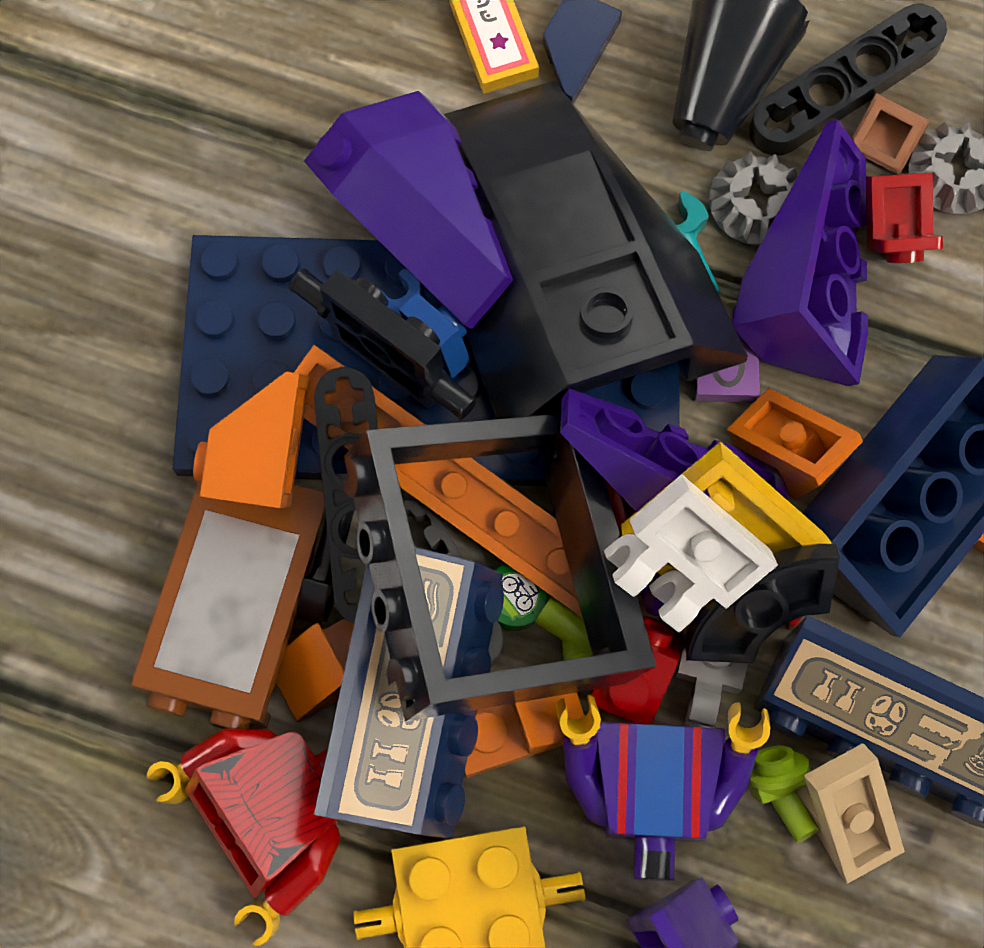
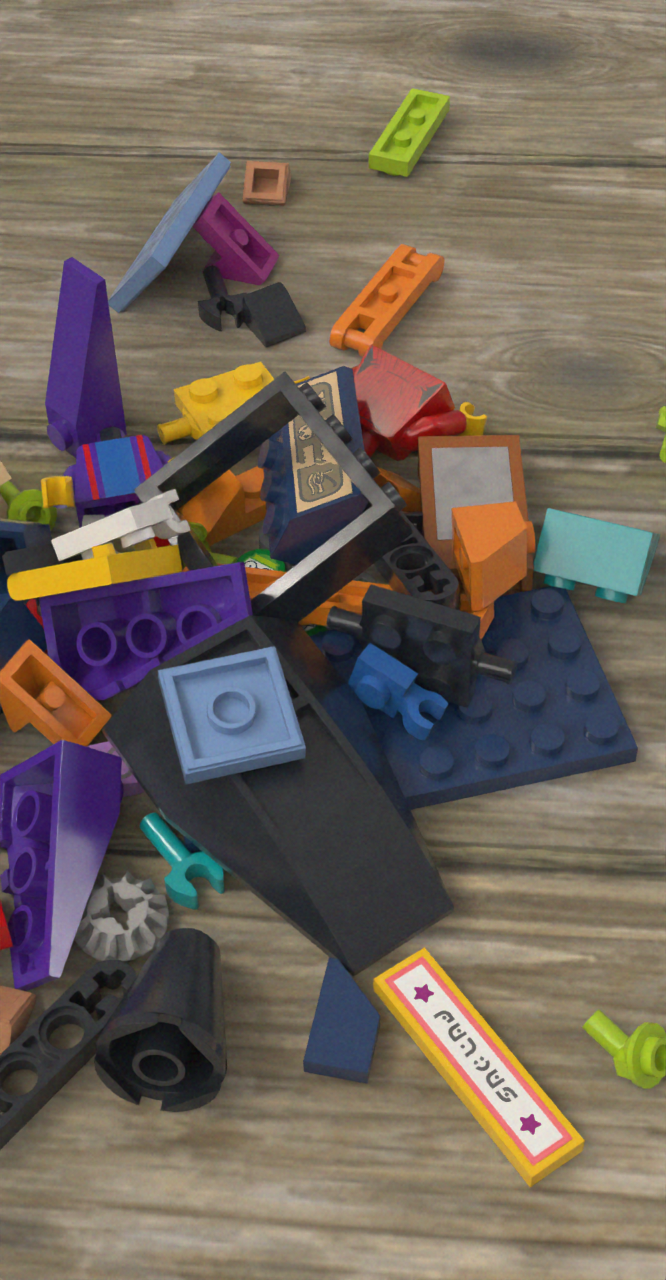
camera: 165 degrees right, 25 degrees down
(109, 500) = (595, 554): none -> teal slope
(408, 185) = (461, 788): dark purple wedge -> none
(619, 266) = (231, 715): none -> medium blue tile

